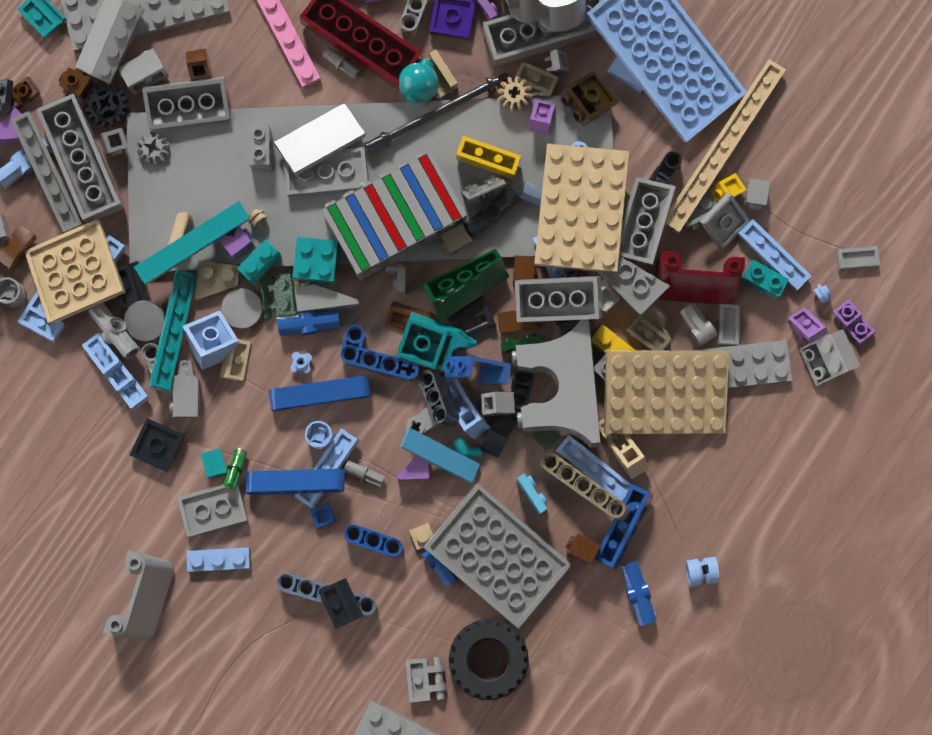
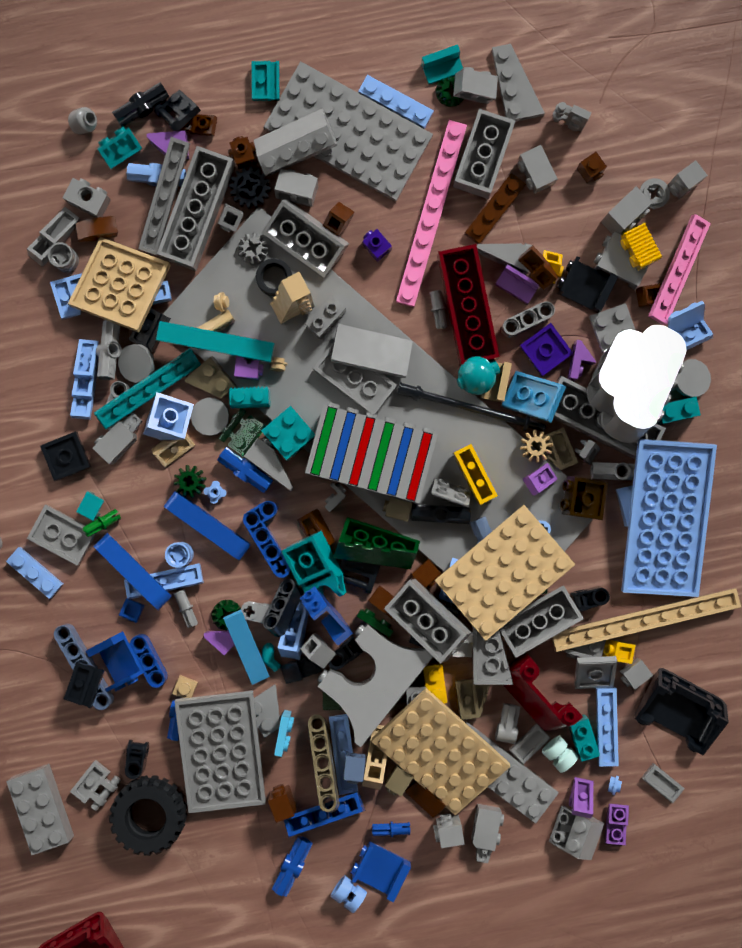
camera: 45 degrees right, 5 degrees up
(167, 211) = (221, 302): none -> tan plate
(182, 141) = (263, 267): none -> black tyre
(221, 153) = (292, 298): none -> tan wedge
(246, 58) = (376, 244): none -> dark purple brick
(277, 365) = (195, 477): none -> dark green gear
(349, 561) = (119, 660): none -> blue panel
(392, 453) = (217, 612): none -> dark green gear
(435, 625) = (136, 754): none -> black piece
(476, 58) = (533, 396): none -> dark azure tile
(505, 491) = (267, 711): none -> light grey wing
(588, 62) = (609, 471): none -> light grey piece
(612, 467) = (354, 767): none -> sand blue brick
(655, 447) = (398, 781): none -> dark tan brick
(687, 491) = (391, 829): none -> blue axle
(690, 442) = (425, 799): none -> reddish brown slope
(709, 530) = (381, 870): none -> blue panel
(730, 446) = (449, 831): none -> light grey brick
(758, 308) = (562, 757): none -> light aqua wheel
(760, 422) = (485, 831): none -> light grey hinge
(818, 188) = (683, 709): none -> black windscreen

